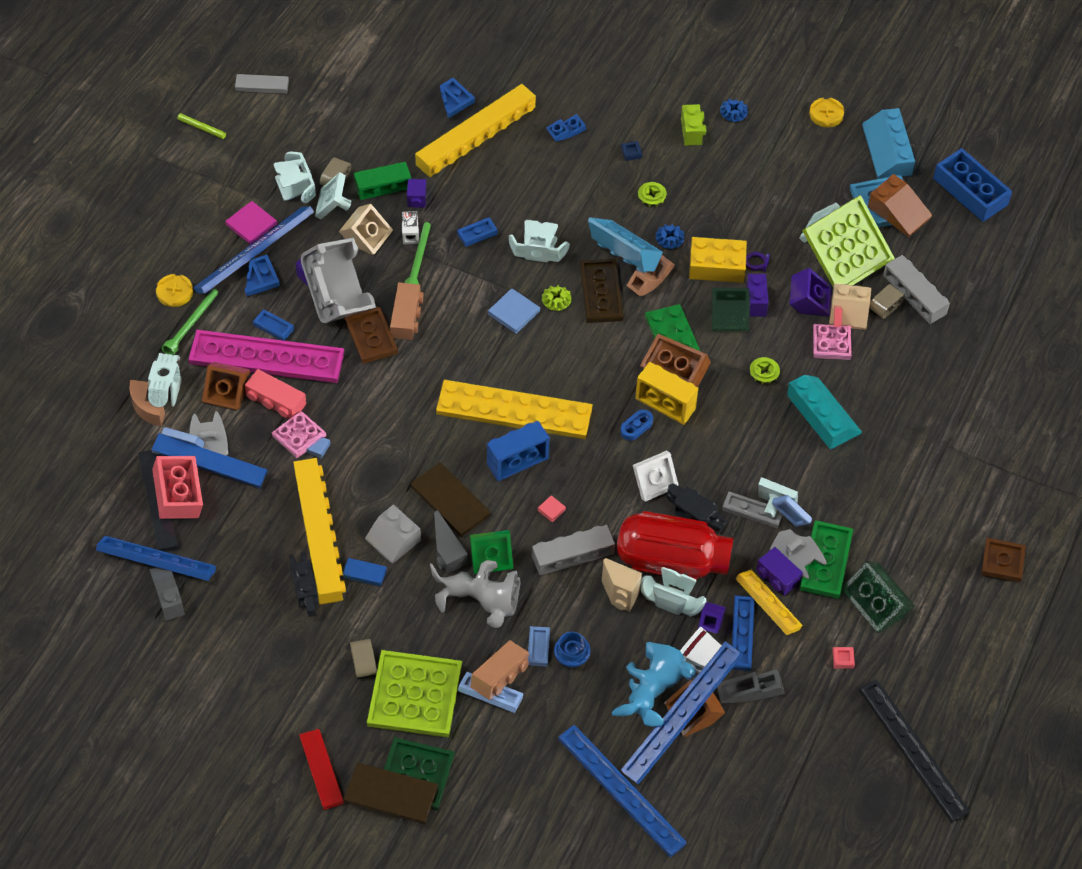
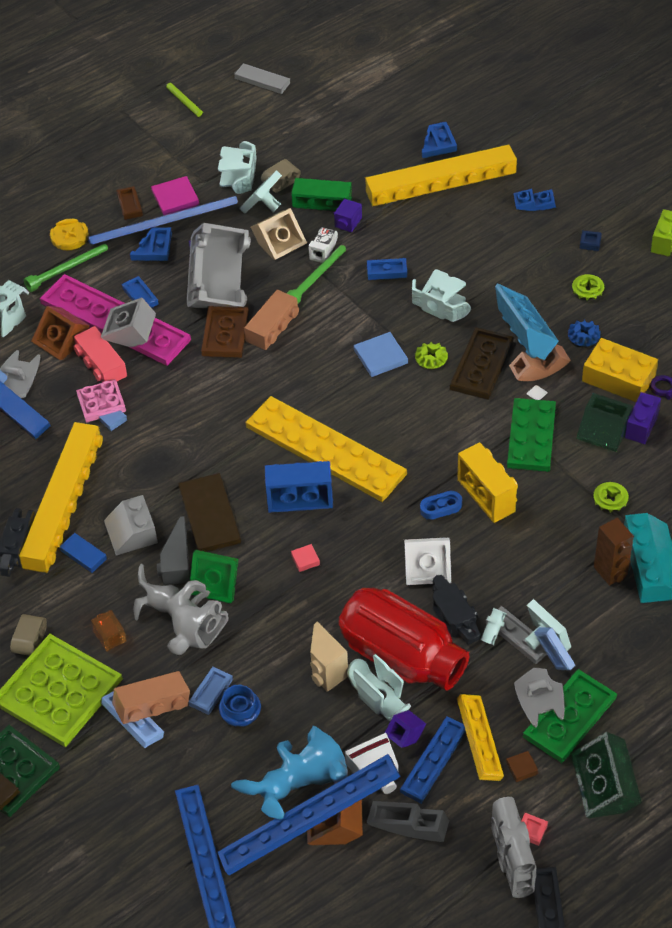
camera: 30 degrees right, 5 degrees down
(211, 242) = (129, 203): none -> reddish brown tile
(289, 356) = (129, 323): none -> light grey slope
(428, 628) = (108, 630): none -> clear orange brick
(573, 549) = (299, 605): light grey brick -> none
(658, 301) = (537, 393): none -> white sticker
(677, 359) = (517, 455): dark orange slope -> none
(733, 510) = (493, 626): none -> light aqua pin
(779, 571) = (508, 708): dark purple brick -> none
(798, 416) = (613, 551): none -> reddish brown brick
(811, 612) = (522, 766): none -> reddish brown tile
(846, 676) = (513, 847): none -> light grey connector

